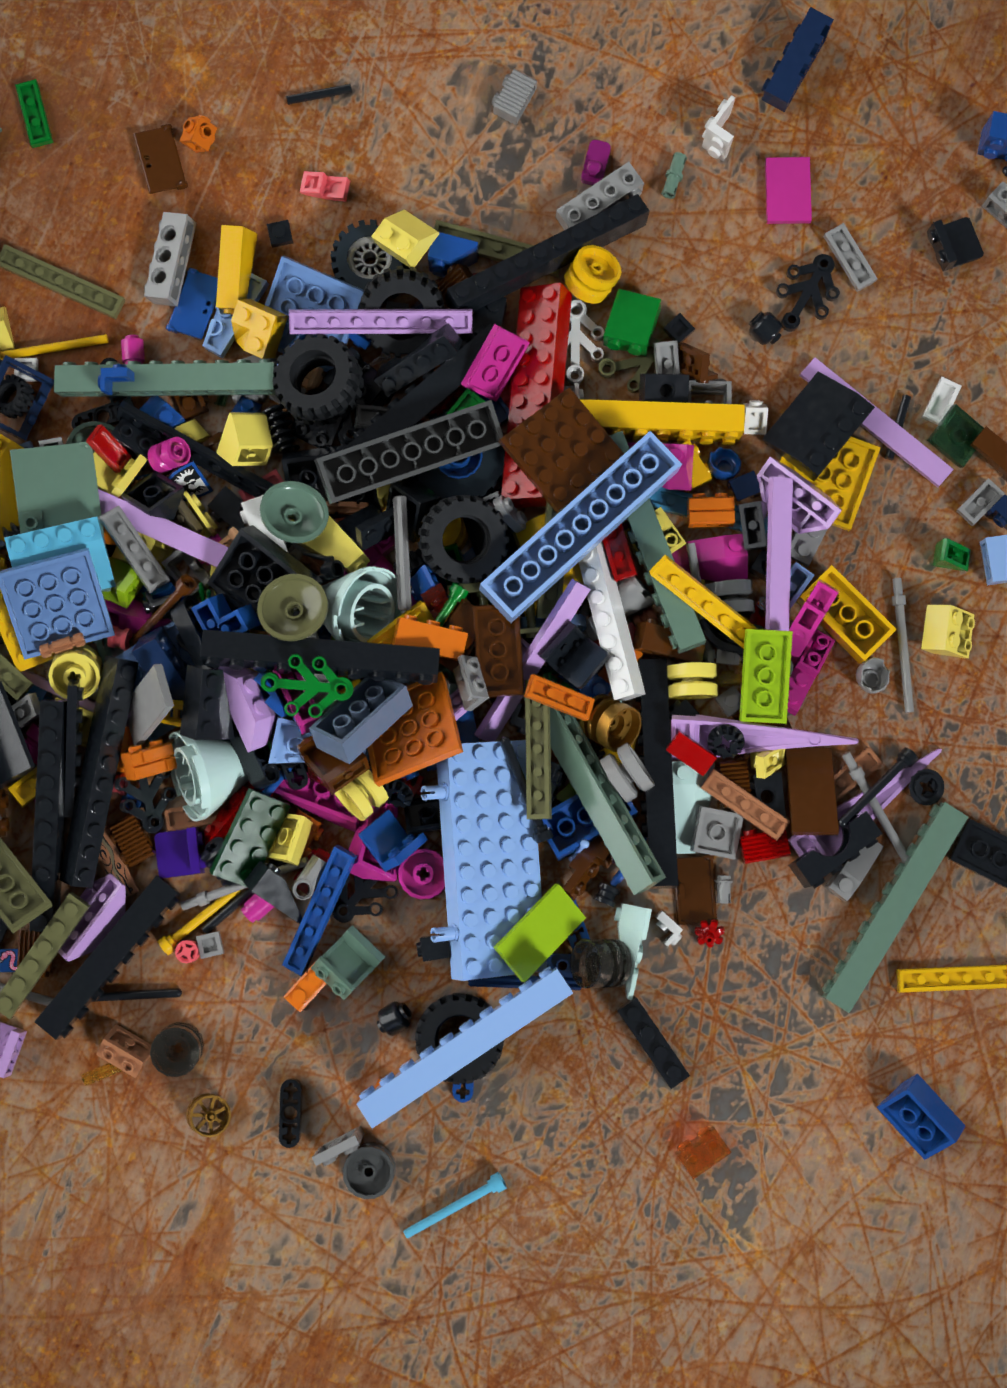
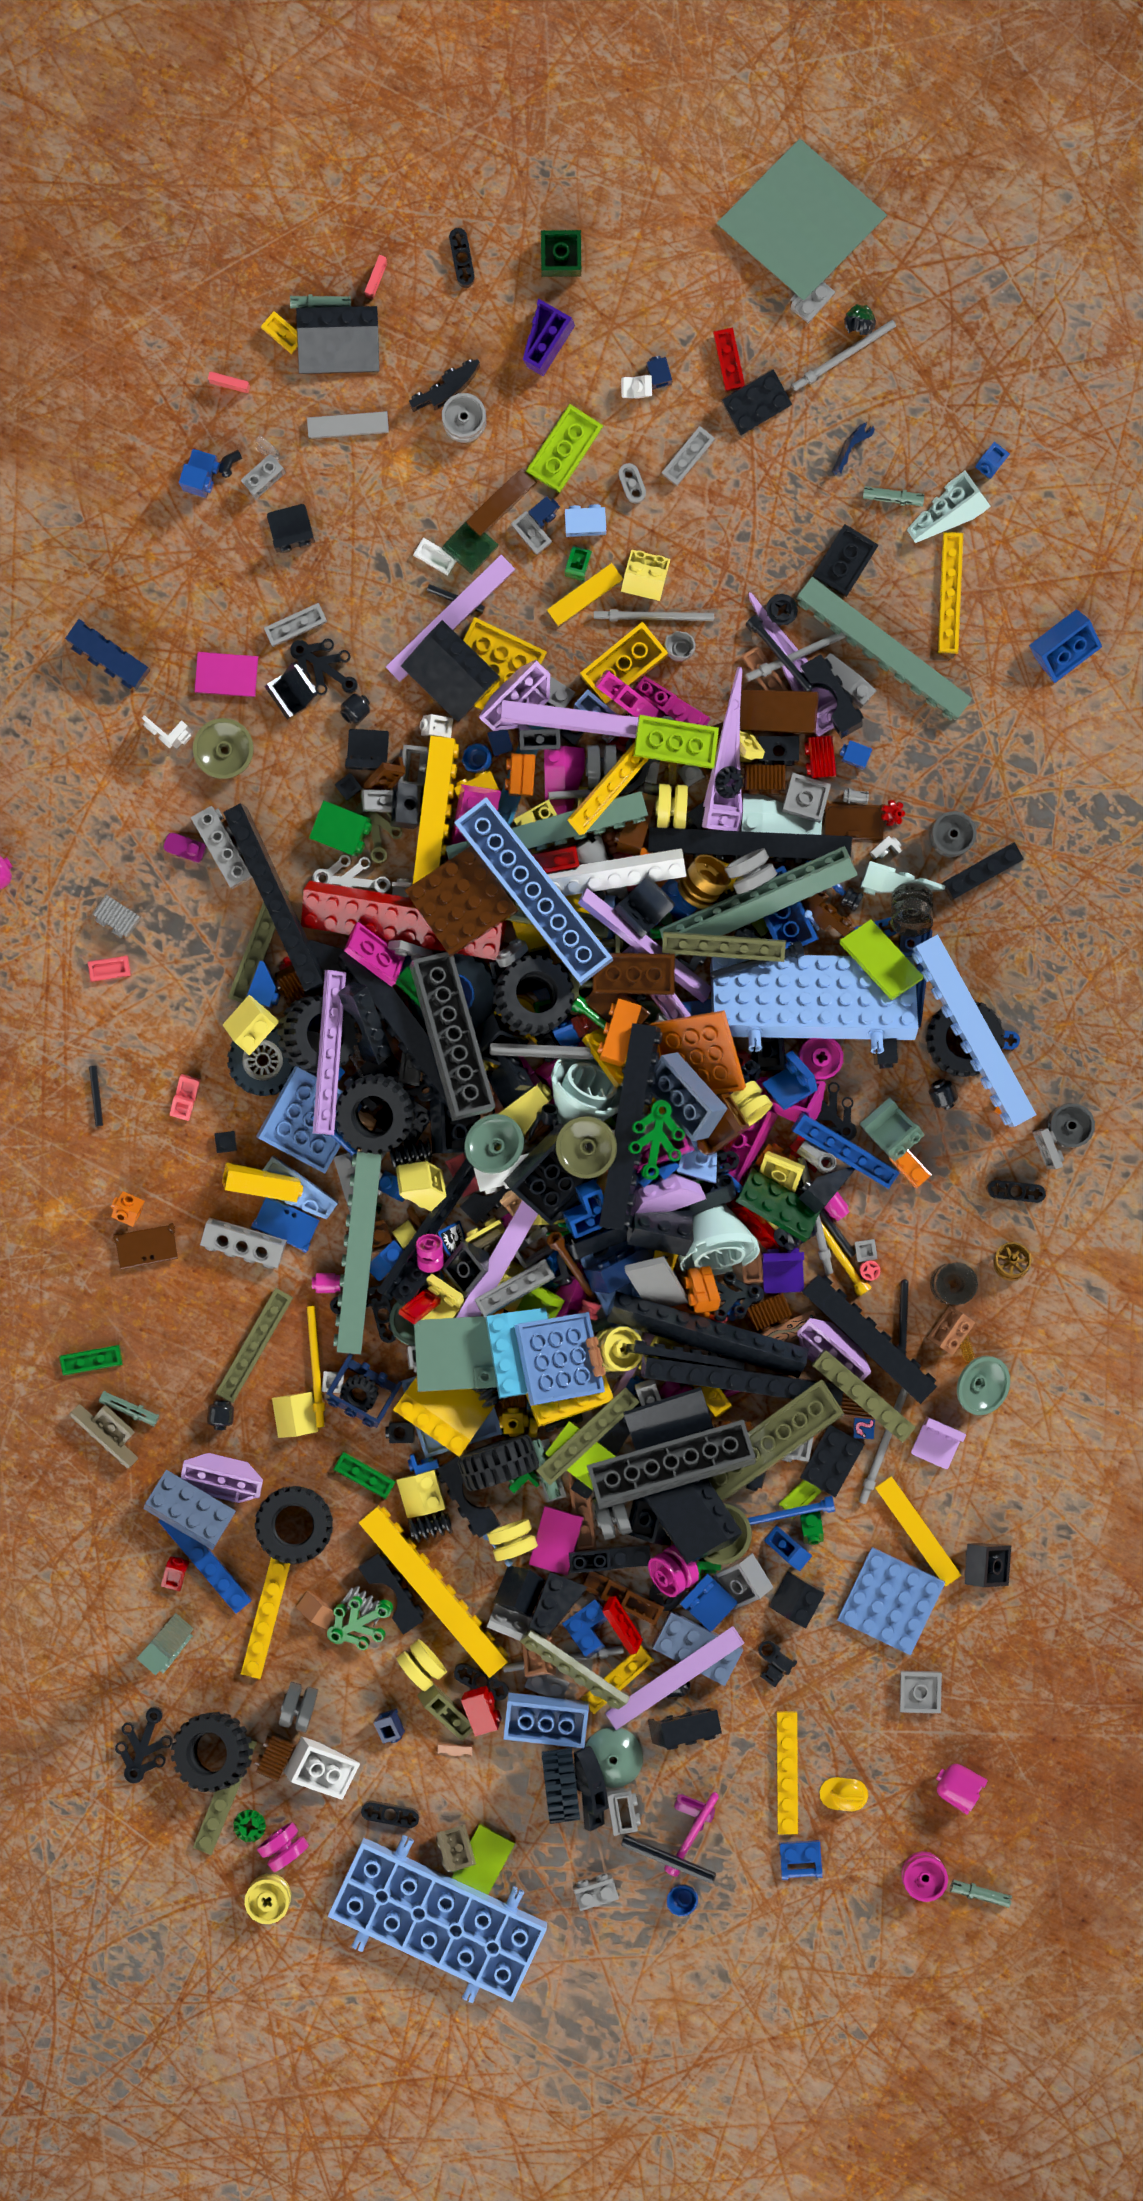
camera: 90 degrees left, 5 degrees up
(63, 1093) = (989, 1390): none -> sand green dish
(118, 373) = (353, 1292): blue bracket -> none
(258, 328) = (318, 1166): yellow slope -> none
(457, 96) = (109, 968): none -> coral tile
(470, 682) = (661, 1000): light grey bracket -> none
(494, 1184) = (1092, 1019): medium azure piece -> none
(504, 394) = (404, 948): none -> light grey plate
(559, 697) = (681, 923): orange tile -> none
(592, 274) = (294, 860): yellow wheel -> none
(674, 175) = (203, 778): sand green pin -> none
(691, 753) = (737, 813): red tile -> none
(702, 1013) = (944, 842): none -> dark grey wheel
(702, 1151) = (1079, 837): clear orange brick -> none
(709, 177) = (213, 738): none -> olive dish
(723, 344) = (366, 749): none -> black bracket
(745, 804) = (785, 771): nougat tile -> none
(771, 884) = (855, 754): none -> blue brick
(776, 257) = (292, 691): none -> black bracket
(918, 567) = (585, 594): none -> yellow tile

